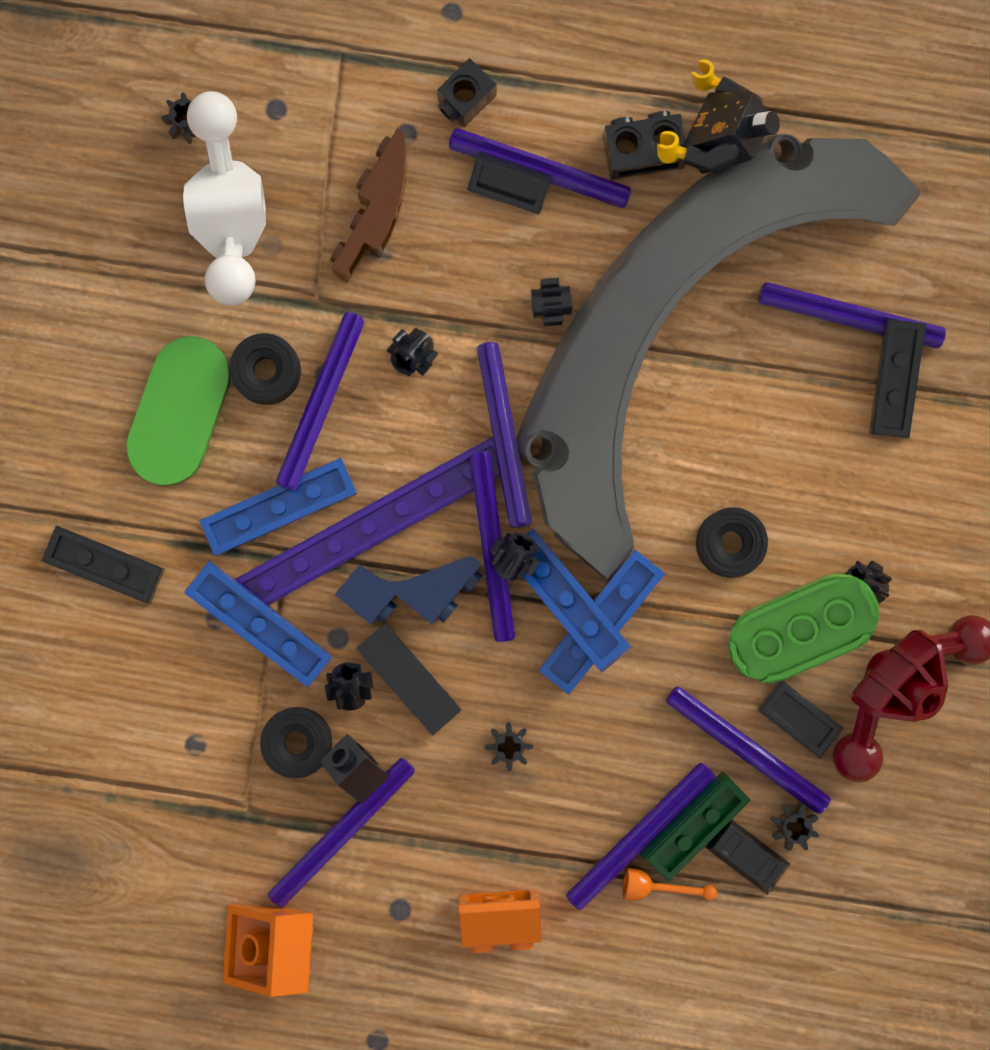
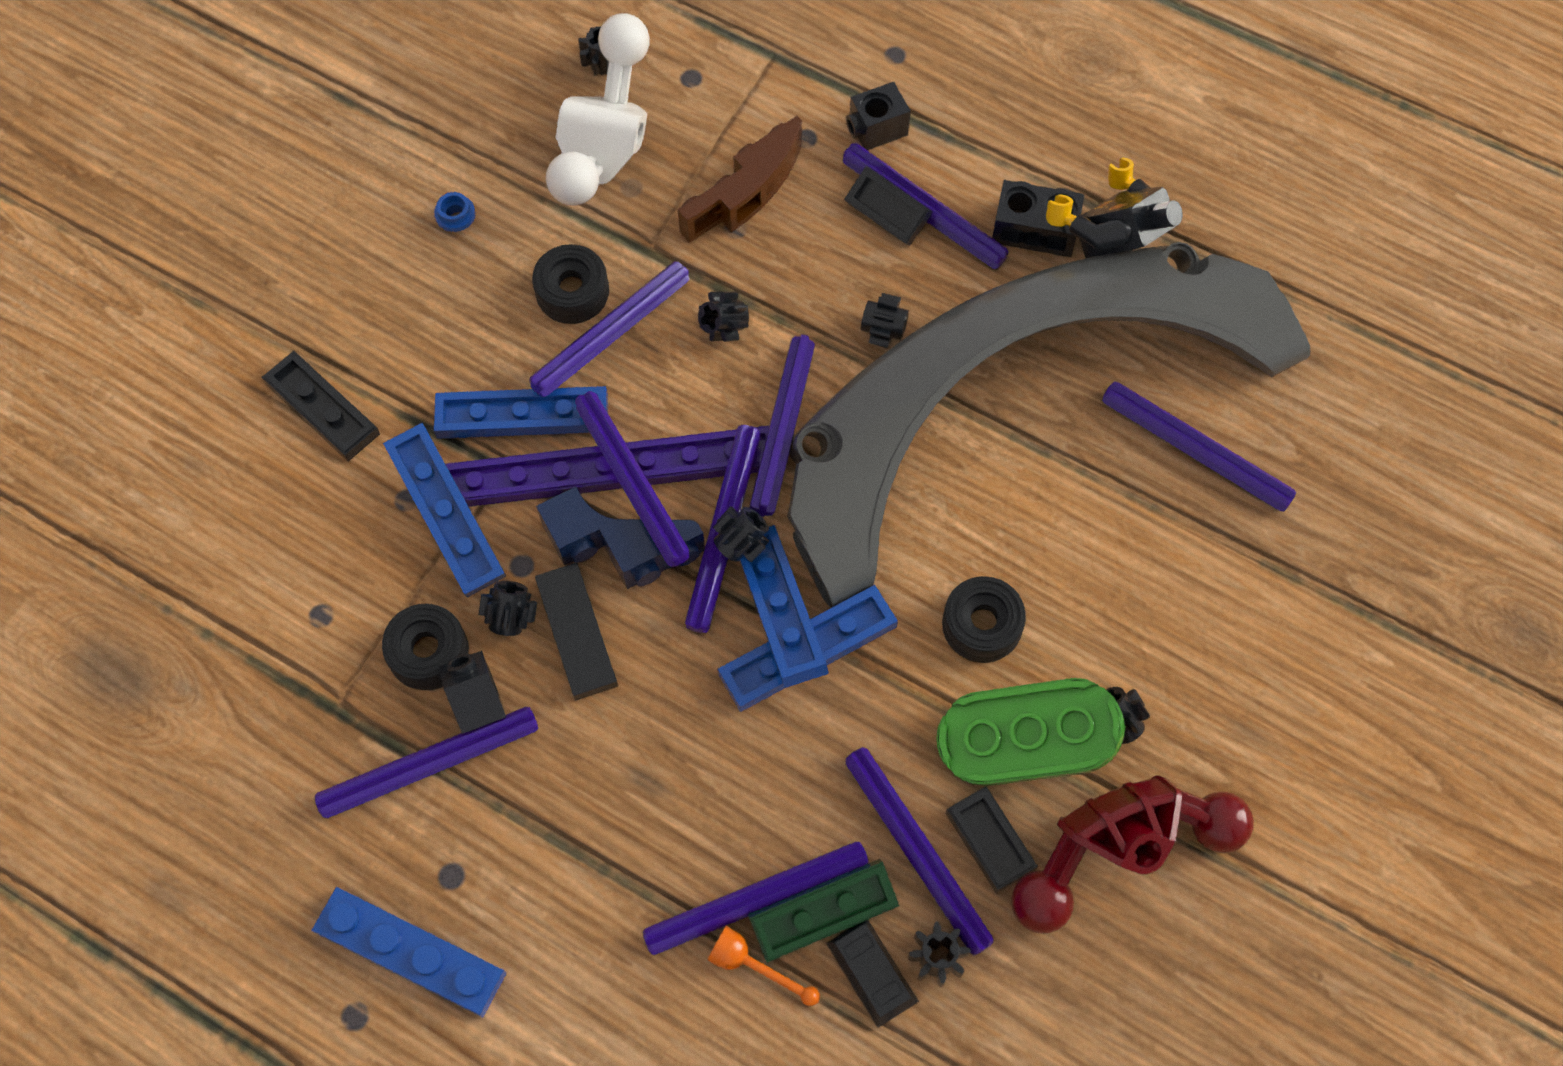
camera: 25 degrees right, 20 degrees down
(121, 328) = (454, 203): none -> blue plate
(178, 411) = (467, 294): bright green tile -> none
(267, 949) = (286, 853): orange slope -> none
(396, 980) = (409, 952): none -> blue plate
(403, 540) = (632, 479): none -> dark purple axle
(500, 920) = (554, 919): orange slope -> none
(517, 753) = (644, 726): black gear -> none
(897, 378) = (1226, 520): black tile -> none

